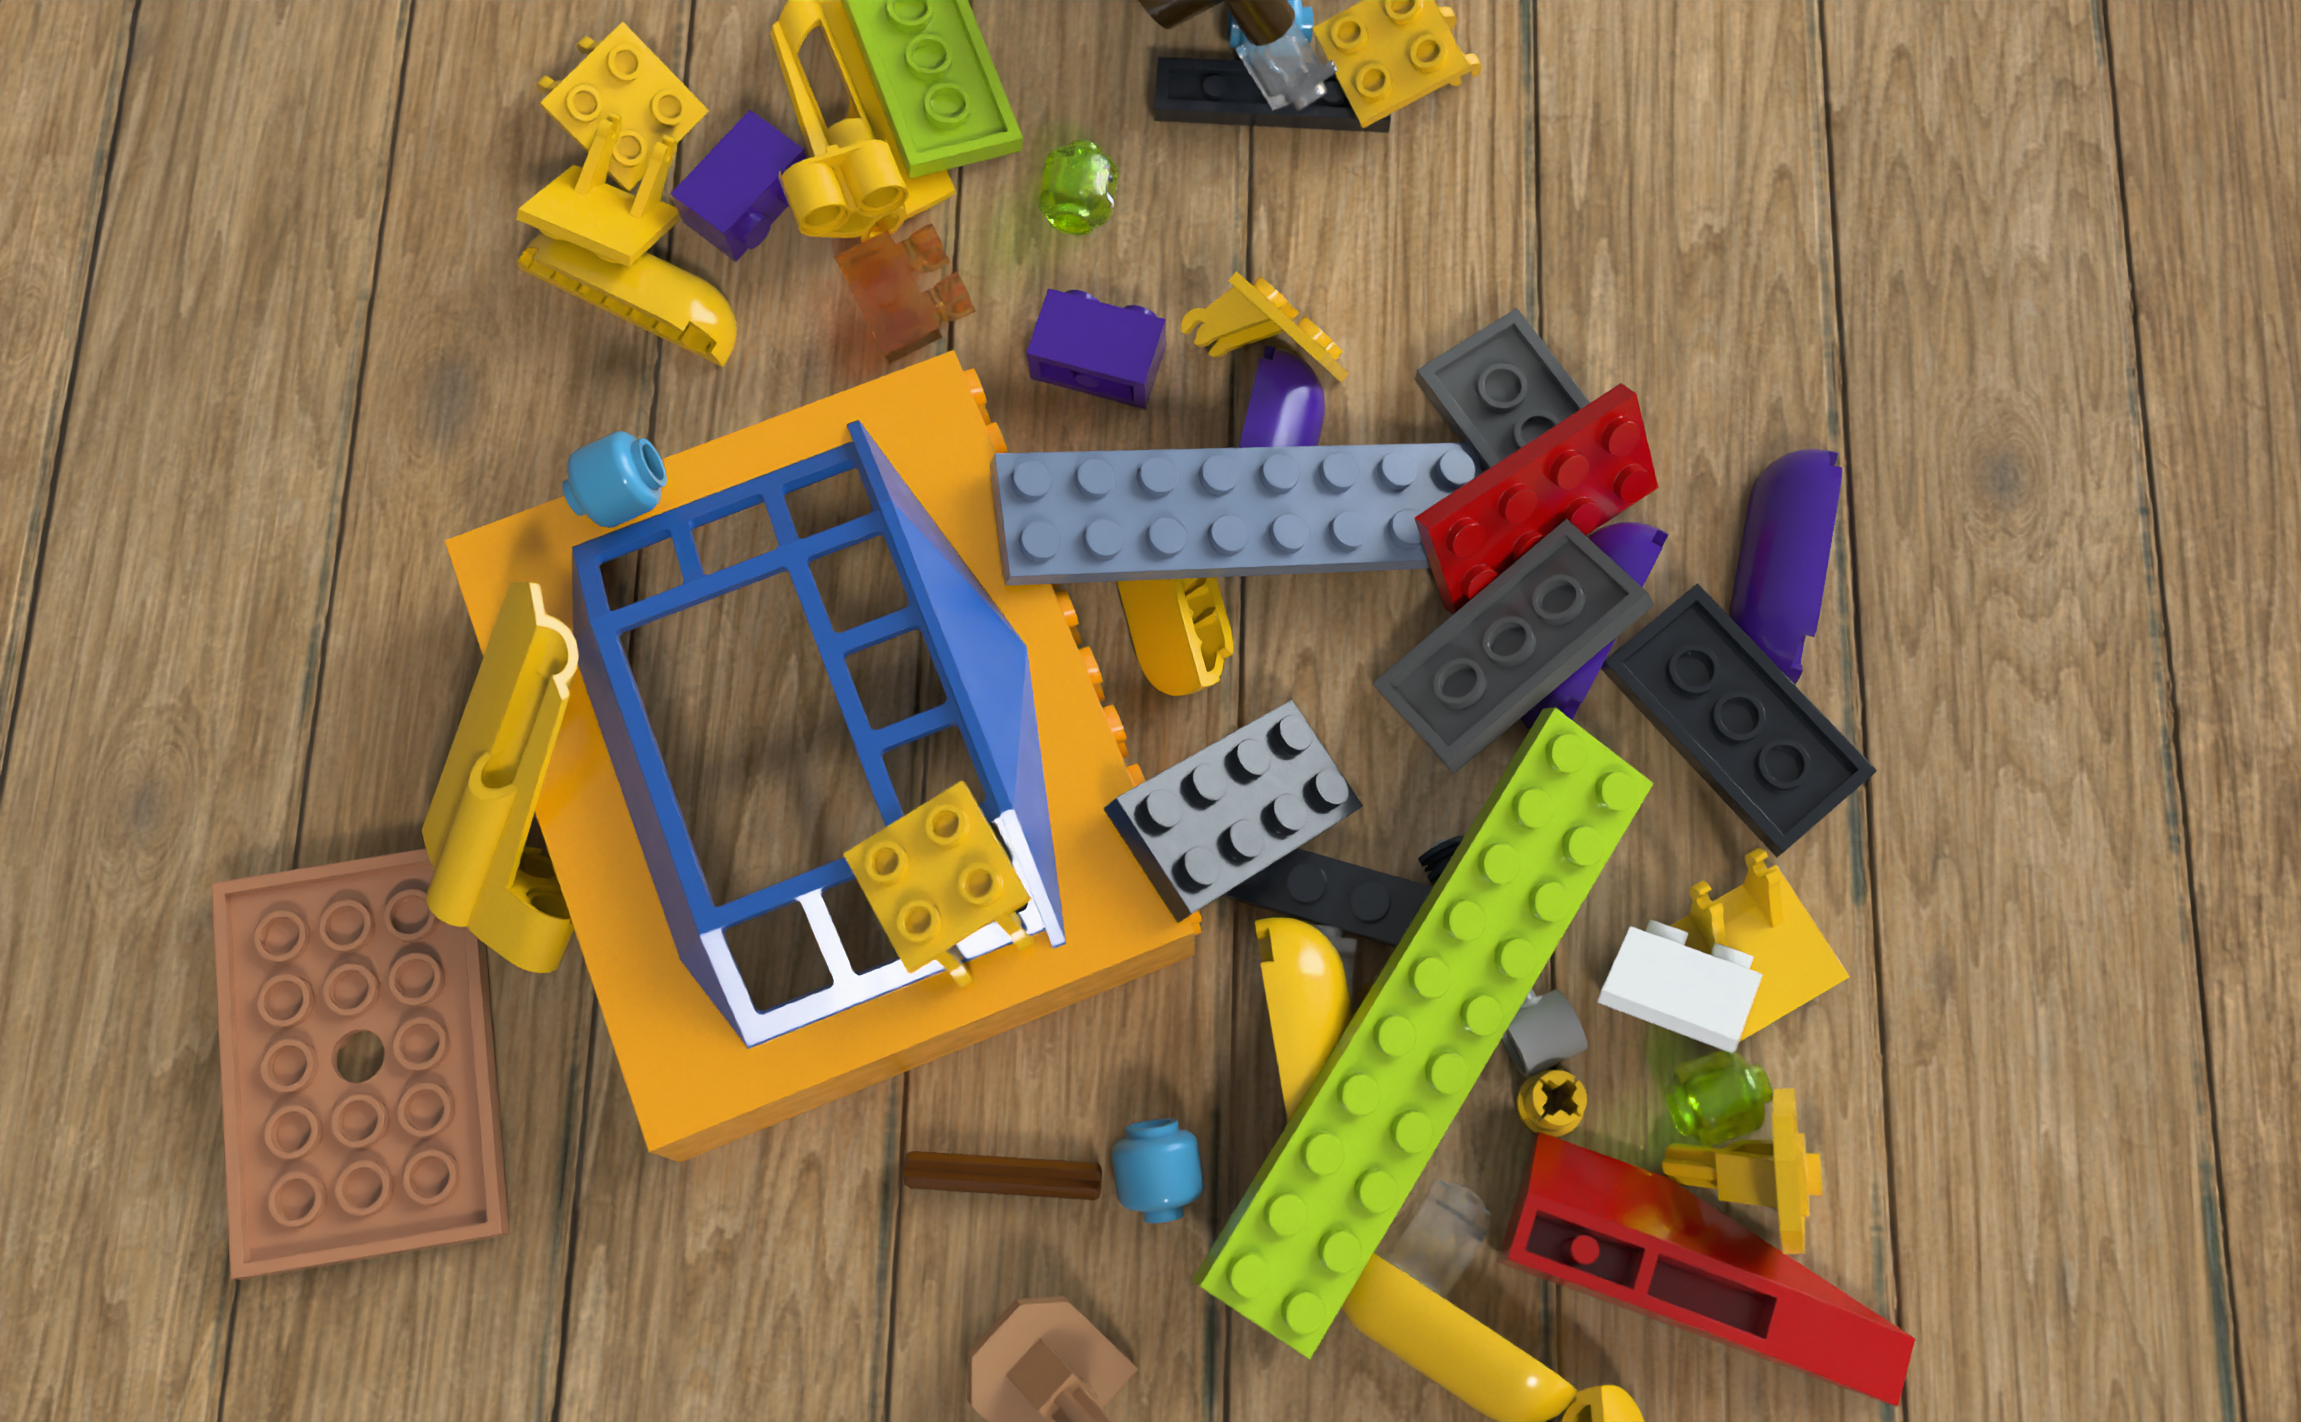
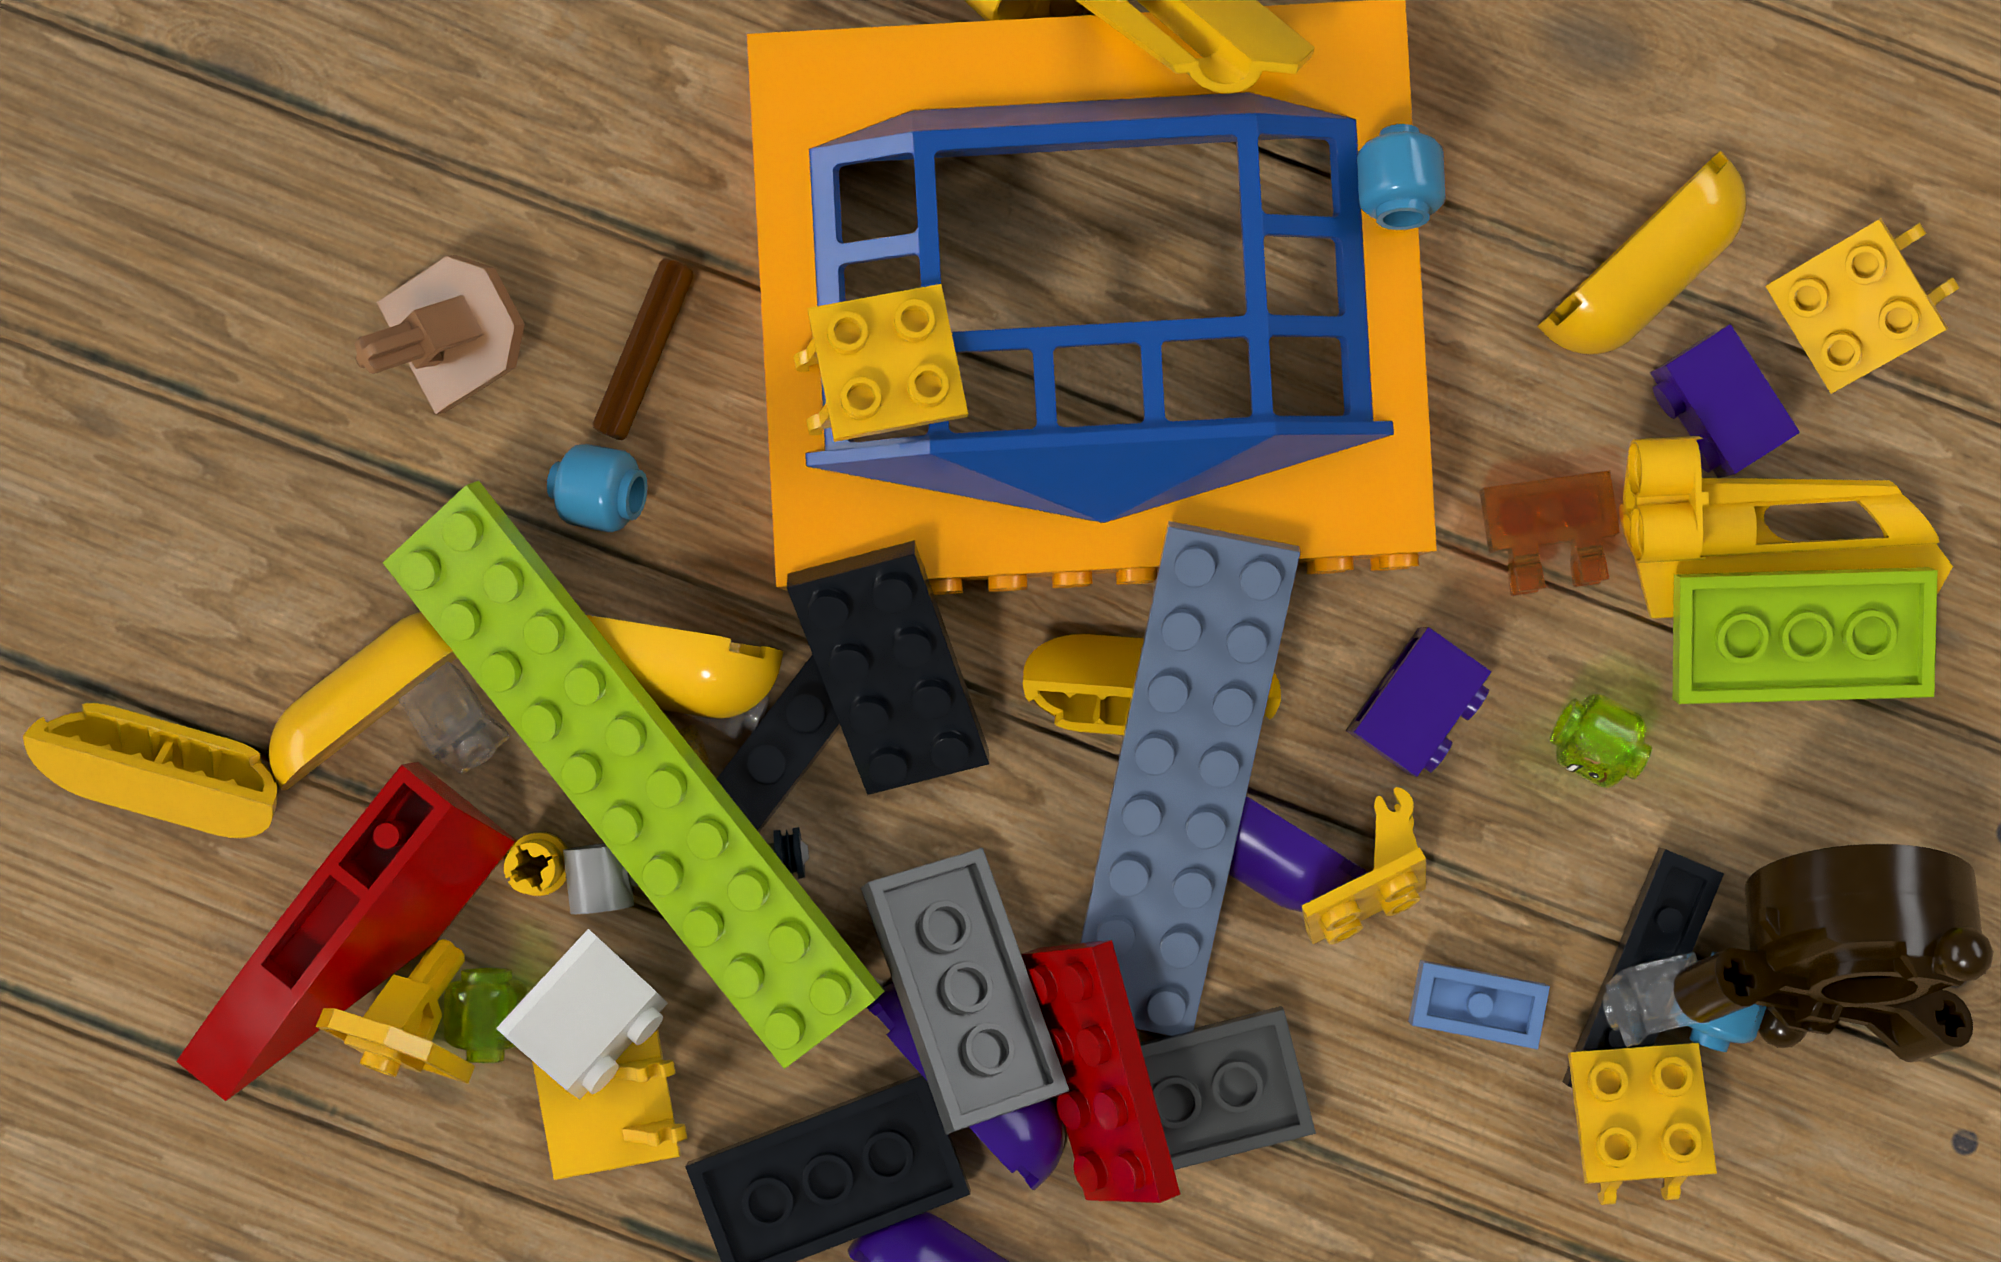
camera: 105 degrees right, 15 degrees up
(600, 216) = (1735, 247): yellow plate -> none
(1348, 216) = (1478, 1004): none -> medium blue plate

